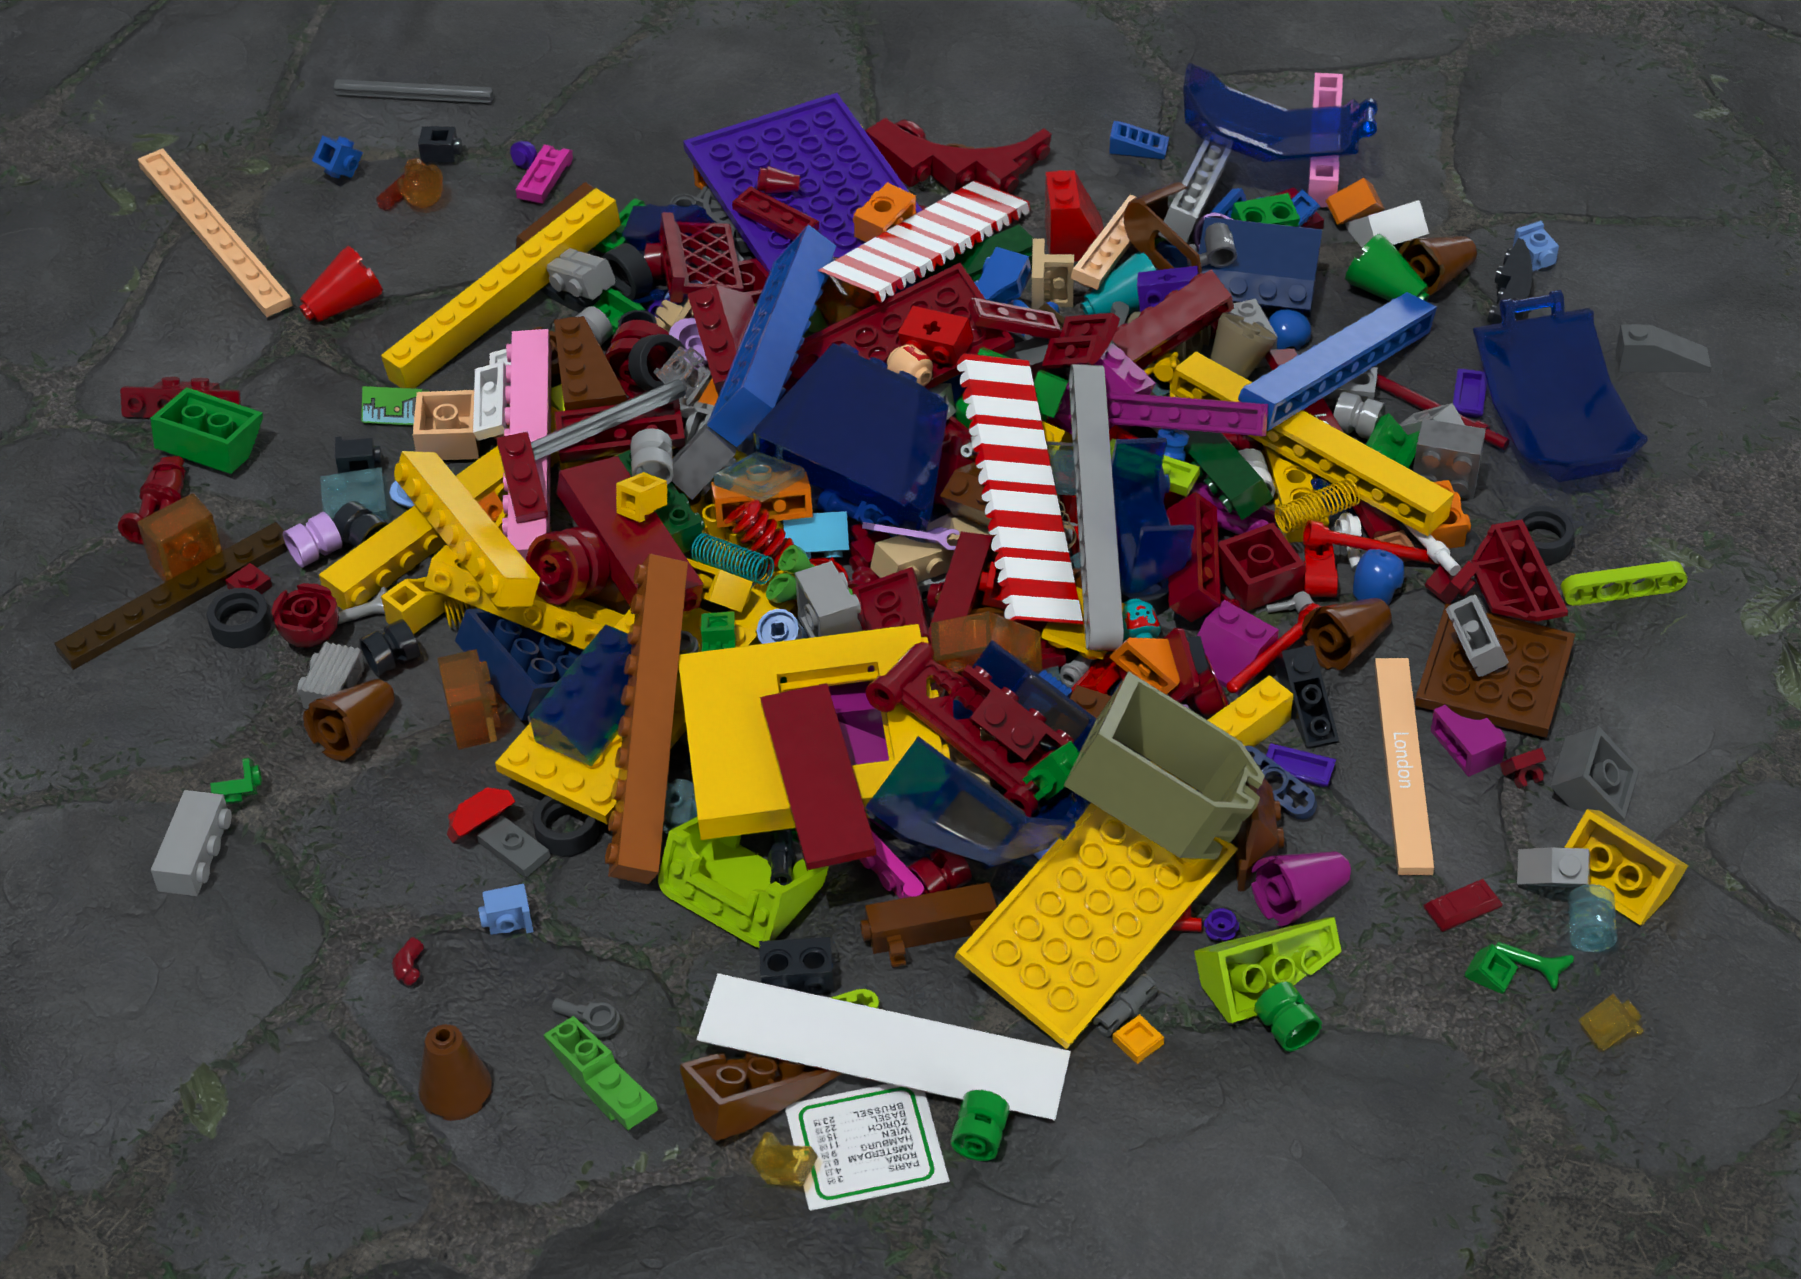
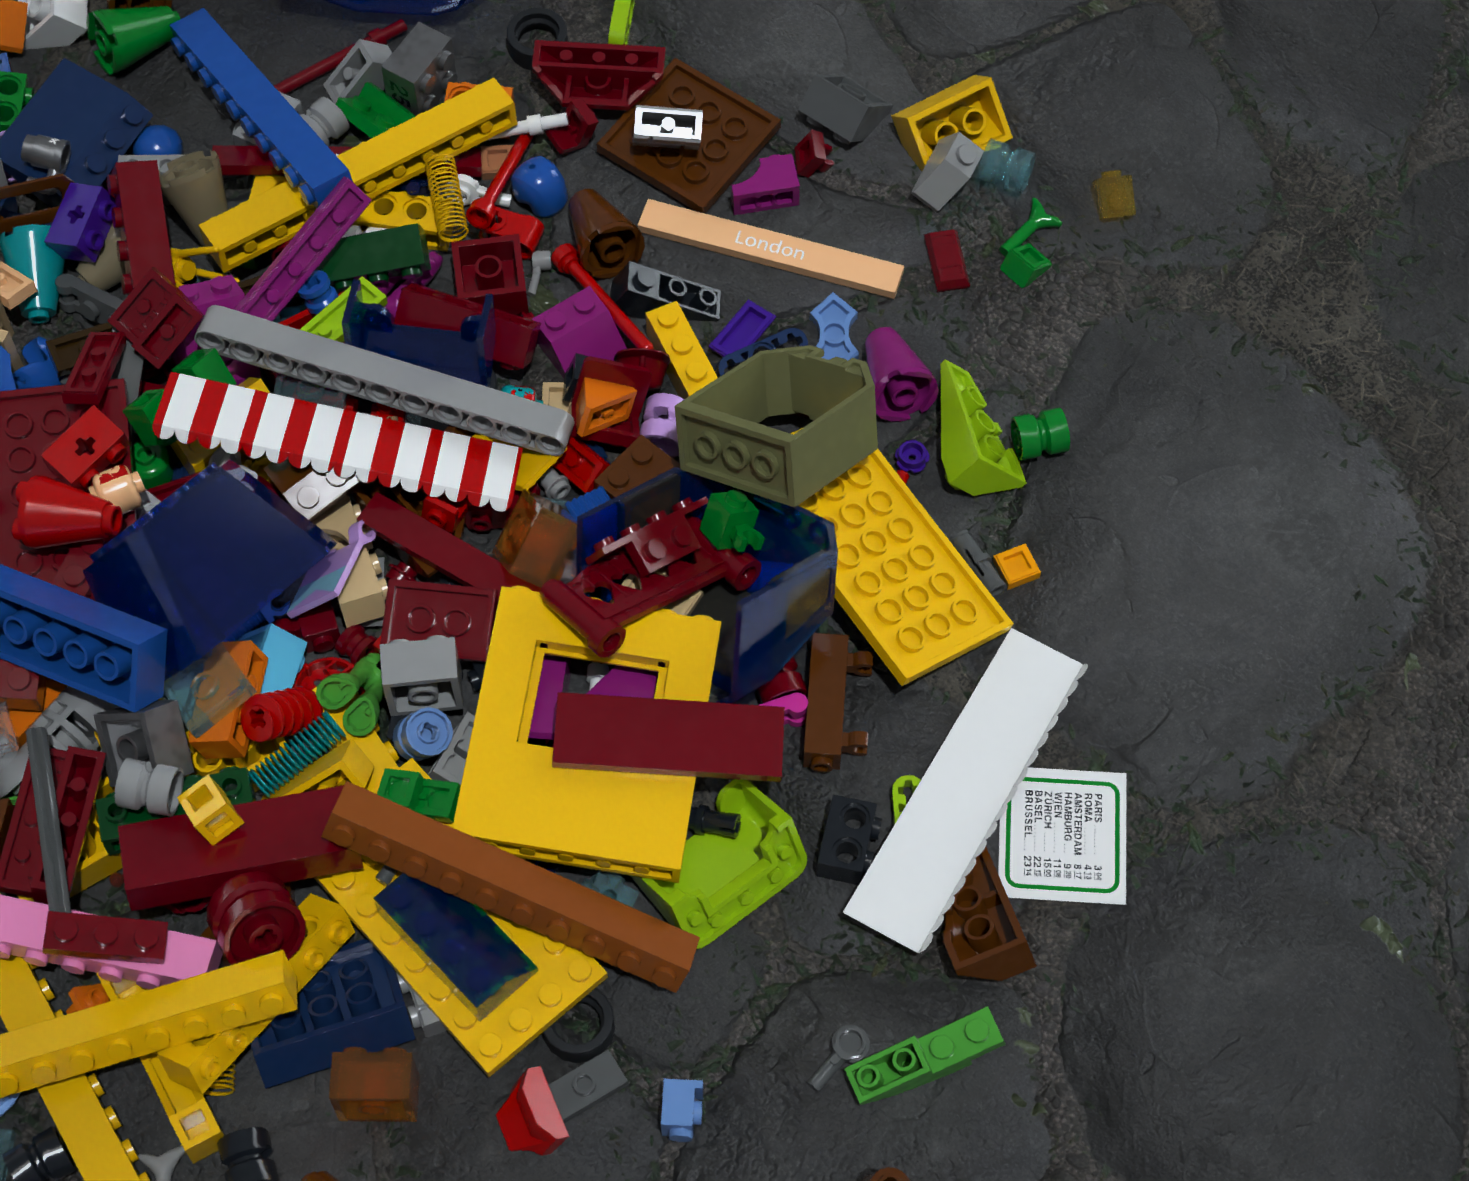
camera: 75 degrees left, 15 degrees up
(783, 1163) = (1078, 908): clear yellow bracket -> none
(868, 326) = (61, 514): none -> red cone
(980, 1125) = (1087, 724): green wheel -> none
(1342, 832) = (833, 320): none -> medium blue tile
(1470, 392) = (319, 28): dark purple tile -> none

